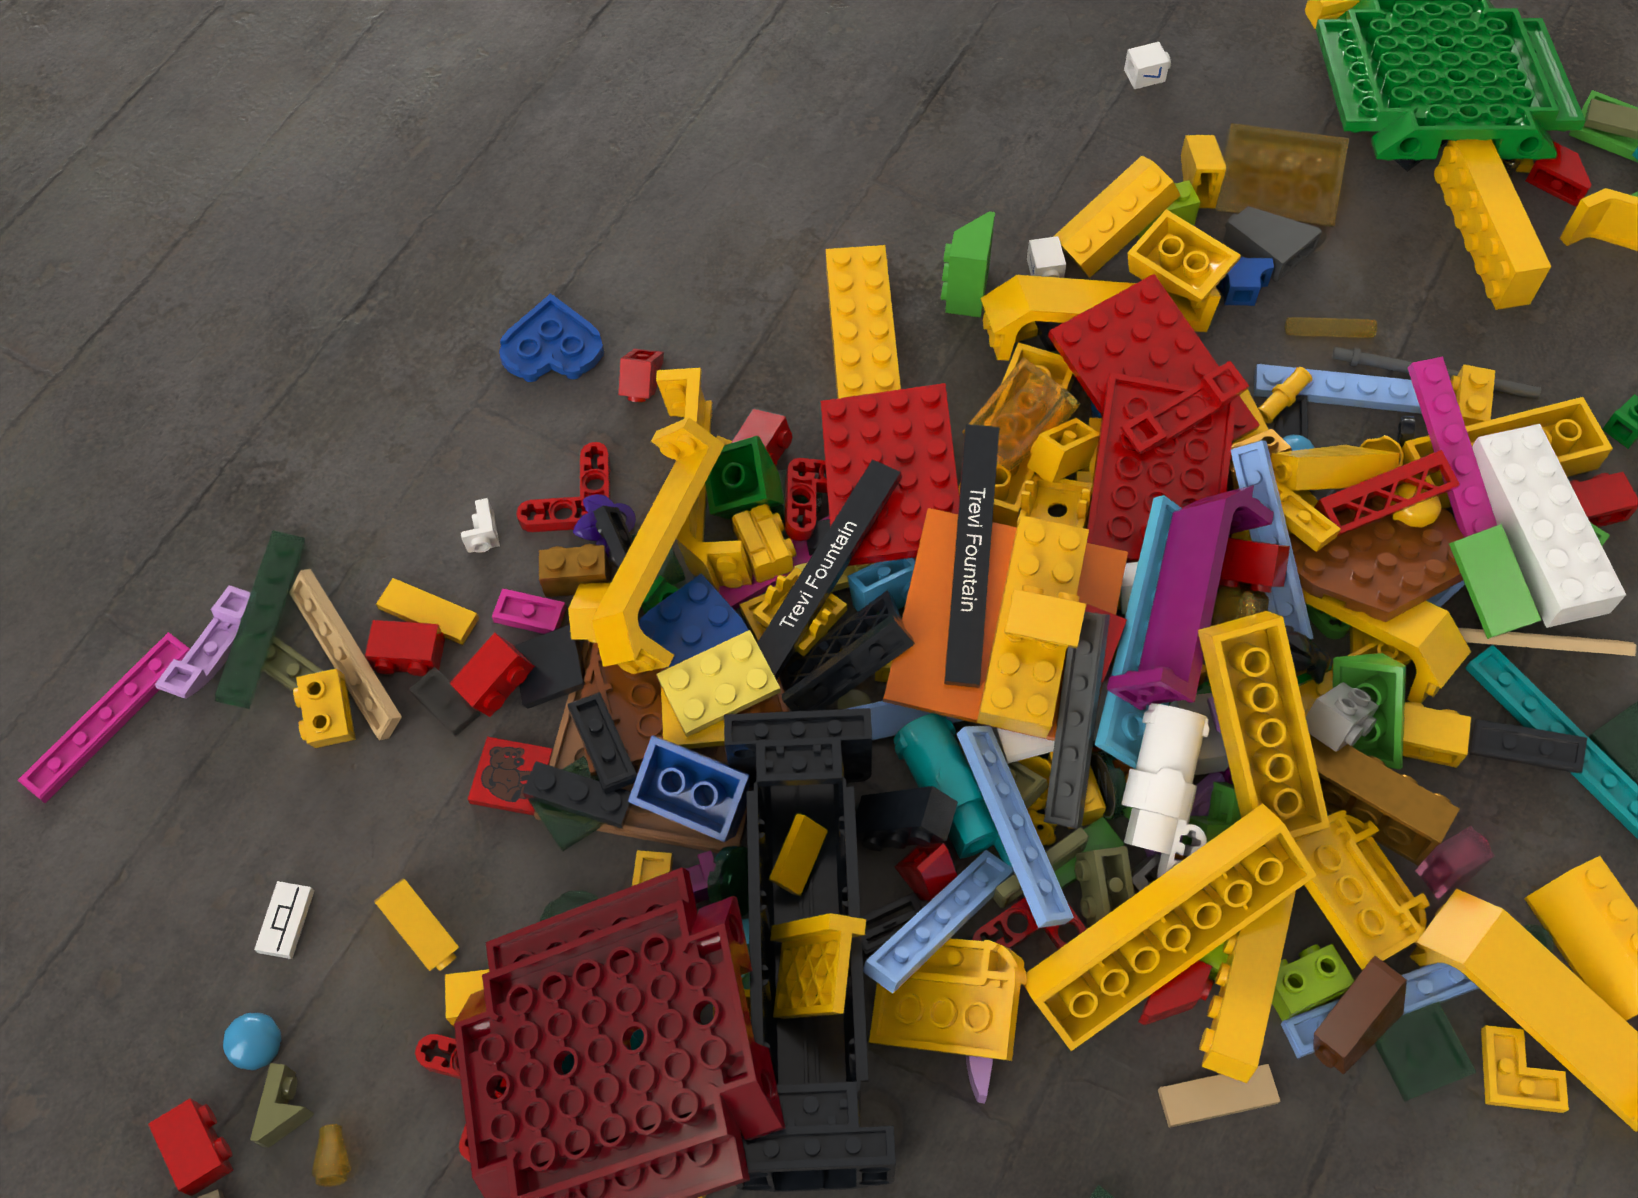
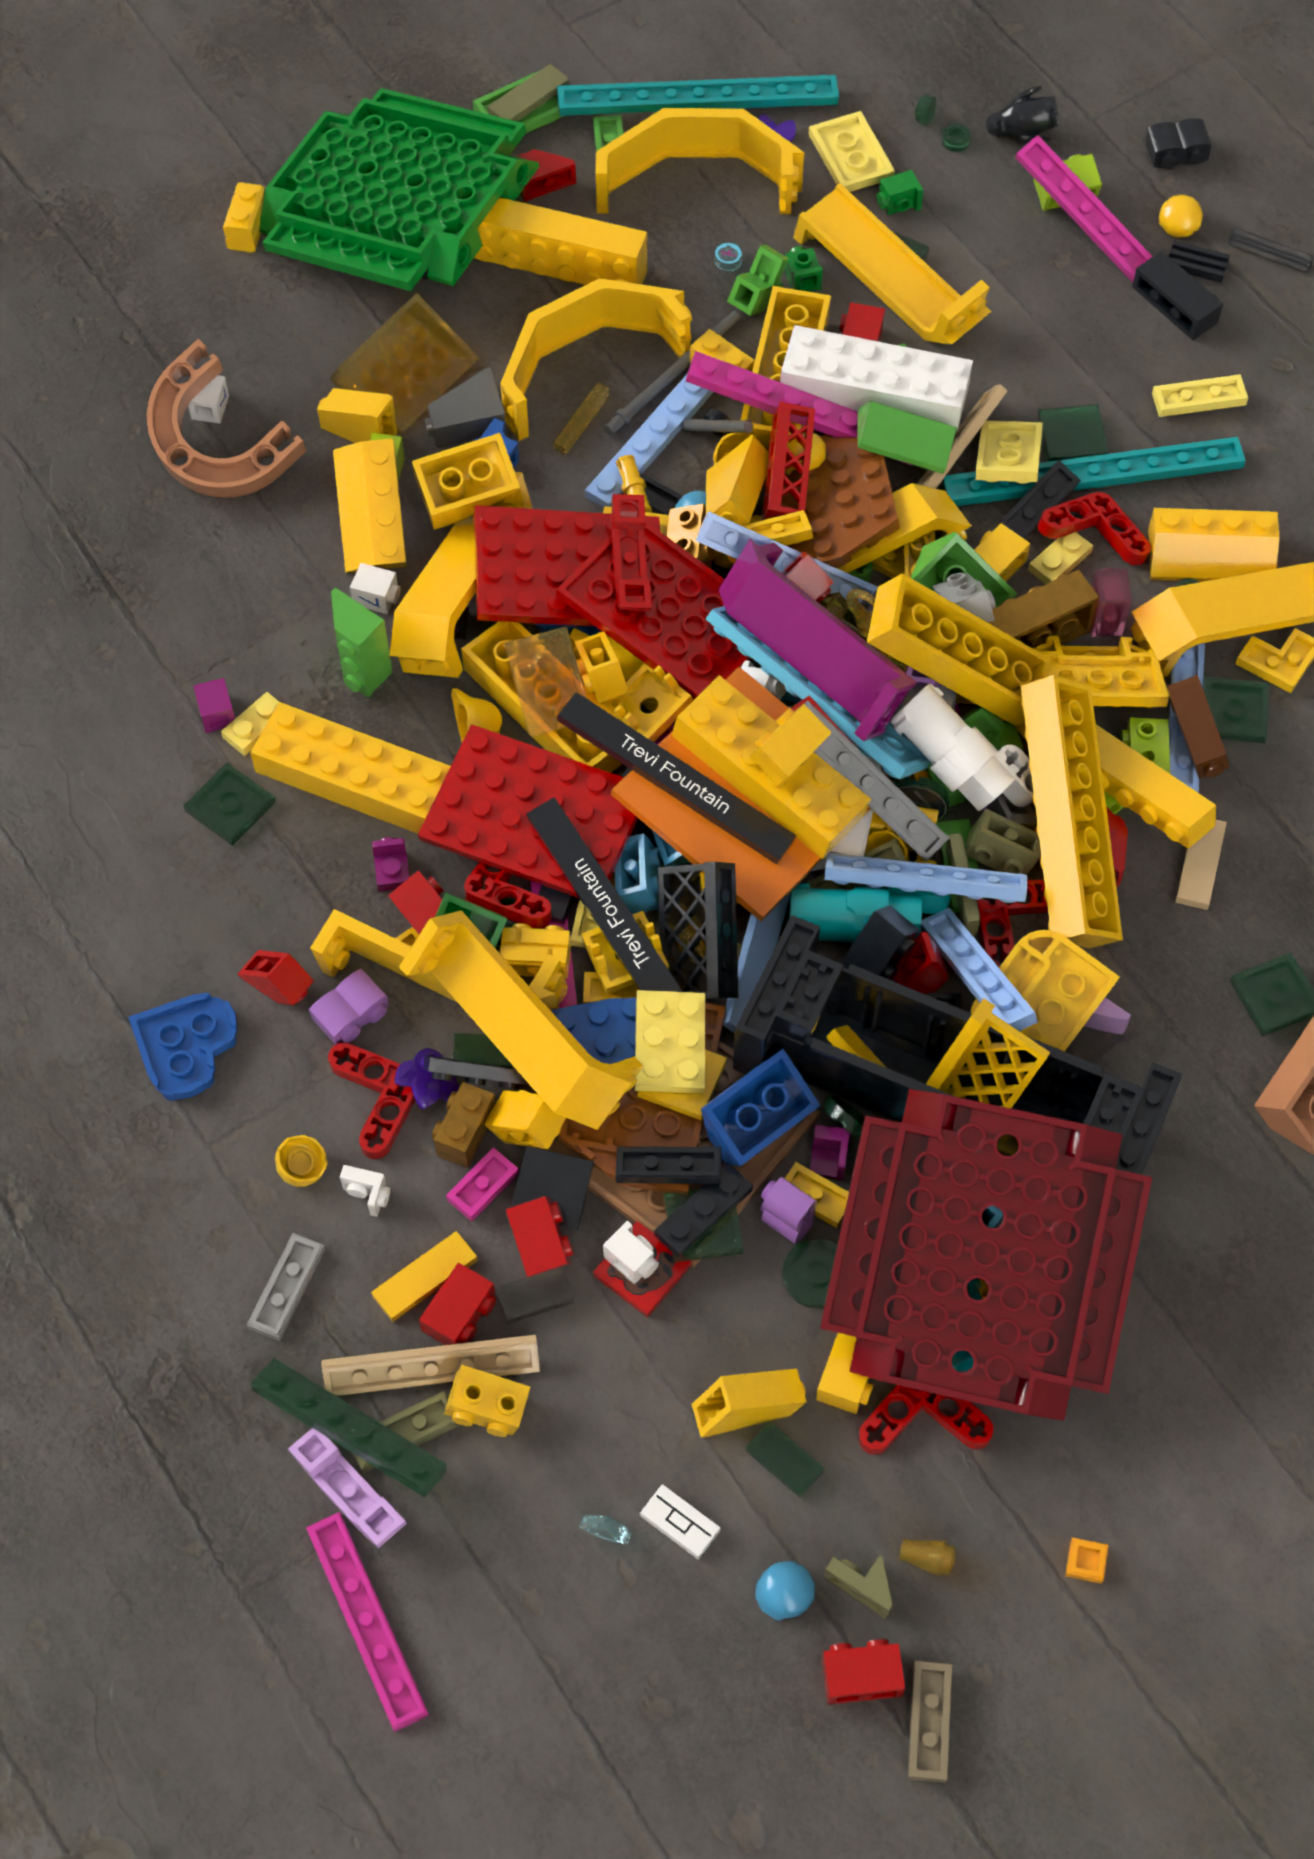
camera: 65 degrees left, 0 degrees up
(249, 861) = (605, 1528): none -> clear light blue tile
(374, 517) = (286, 1287): none -> light grey tile
(379, 982) = (784, 1459): none -> clear green tile
(481, 469) = (300, 1160): none -> yellow hair
(509, 754) = (630, 1254): none -> white brick
(611, 864) = (788, 1209): none -> medium lavender brick
(632, 434) = (349, 1007): none -> medium lavender brick
(784, 268) = (229, 803): none -> clear green tile
(795, 401) = (390, 863): none -> magenta bracket
(857, 238) = (248, 726): none -> light yellow plate
(863, 211) = (214, 704): none -> magenta panel
(967, 393) = (476, 712): none -> yellow hat
(1087, 50) = (201, 473): none -> nougat piece
(1396, 428) = (703, 425): none -> dark grey bar
(1411, 261) = (581, 313): none -> yellow panel
(1485, 798) = (1060, 557): none -> light yellow plate
(1555, 808) = (1099, 511): none -> red beam
(1565, 689) = (1009, 451): none -> light yellow plate
(1595, 388) = (753, 289): none -> bright green brick
(1597, 356) = (728, 256): none -> clear light blue tile

